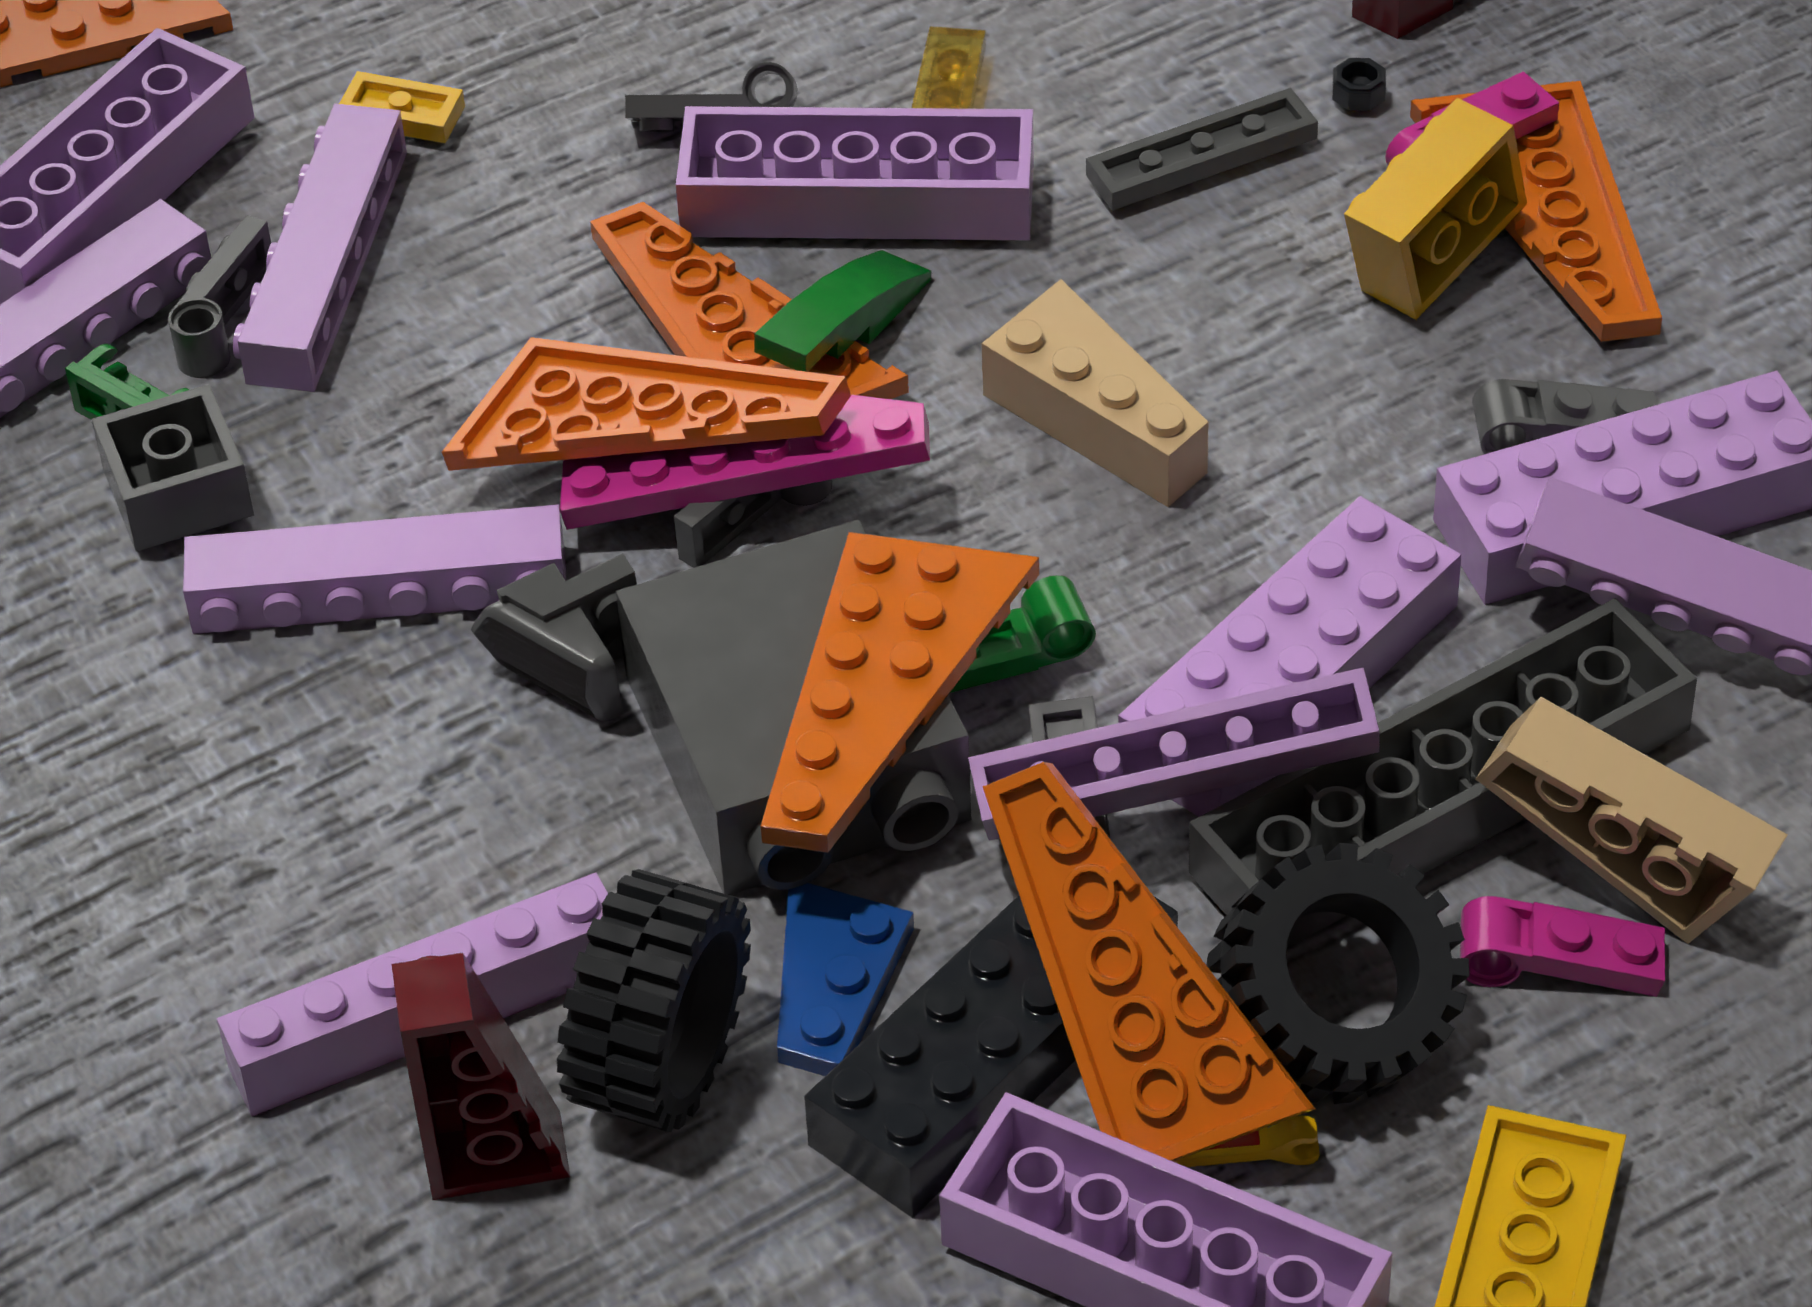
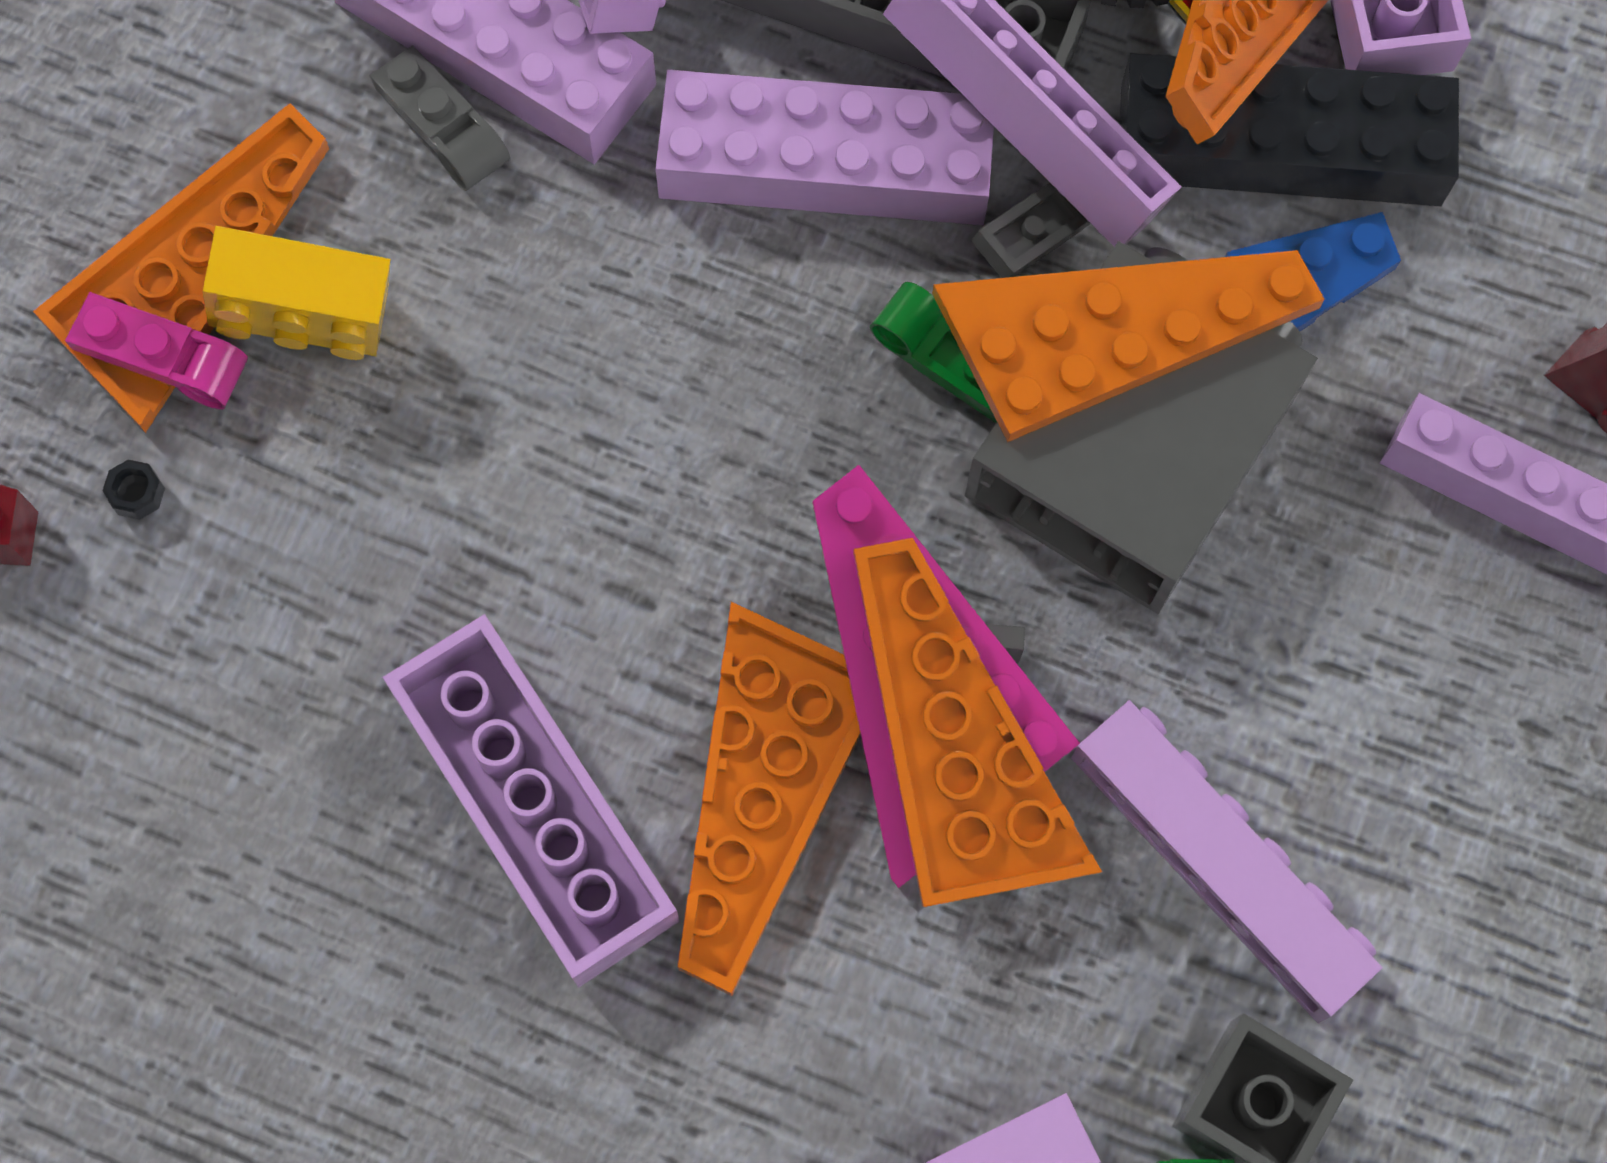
camera: 130 degrees left, 25 degrees up
(562, 633) = (1196, 640): dark grey piece -> none
(653, 1000) = (1487, 294): black tyre -> none
(660, 111) = (484, 963): dark grey plate -> none
(840, 309) = (697, 696): green slope -> none
(950, 68) = (359, 818): clear yellow plate -> none
(1095, 394) = (648, 460): tan wedge -> none
(1201, 148) = (299, 560): dark grey plate -> none

